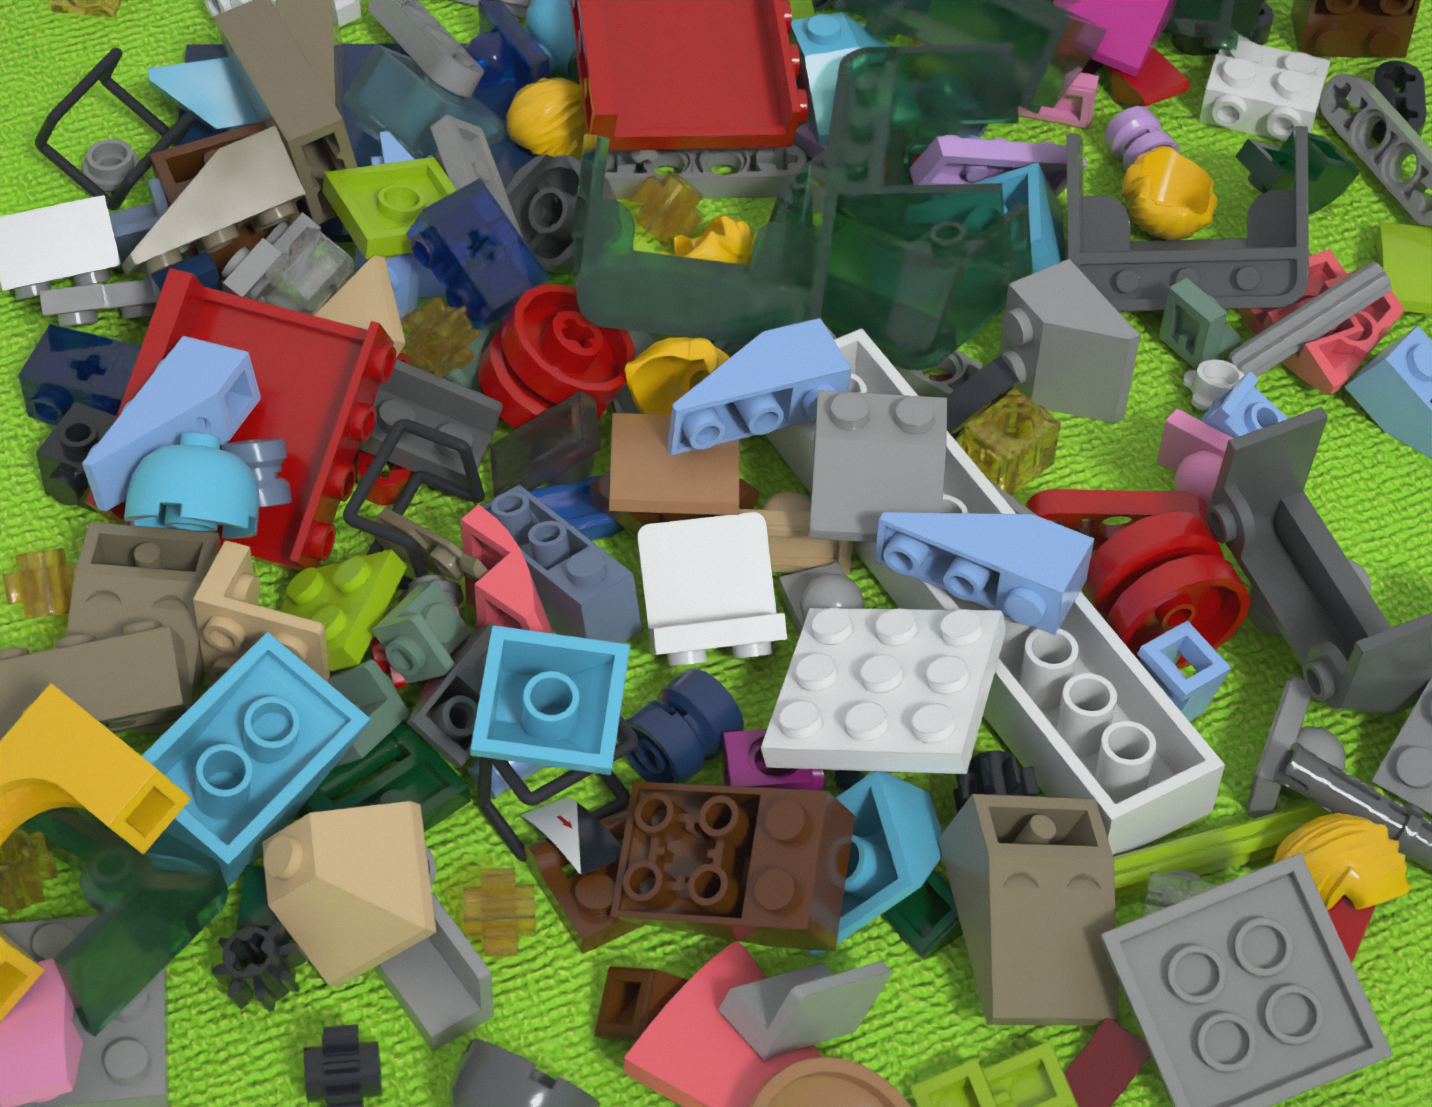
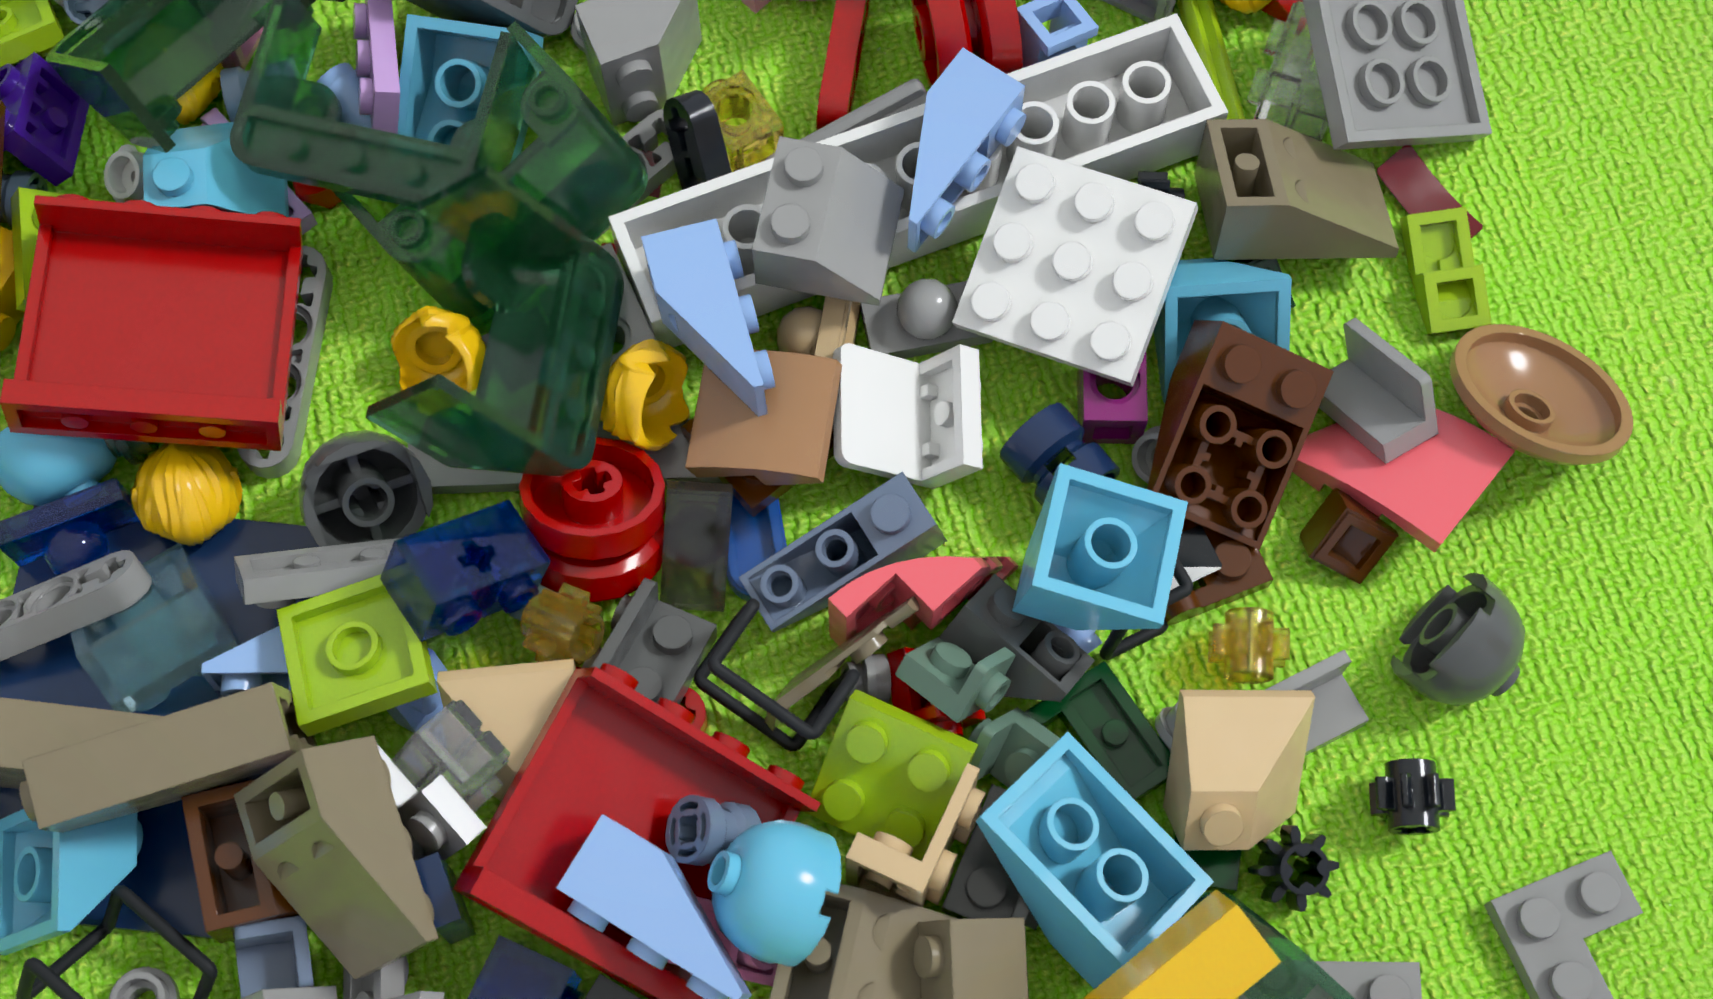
camera: 80 degrees left, 20 degrees up
(668, 207) = (352, 386): clear yellow gear -> none

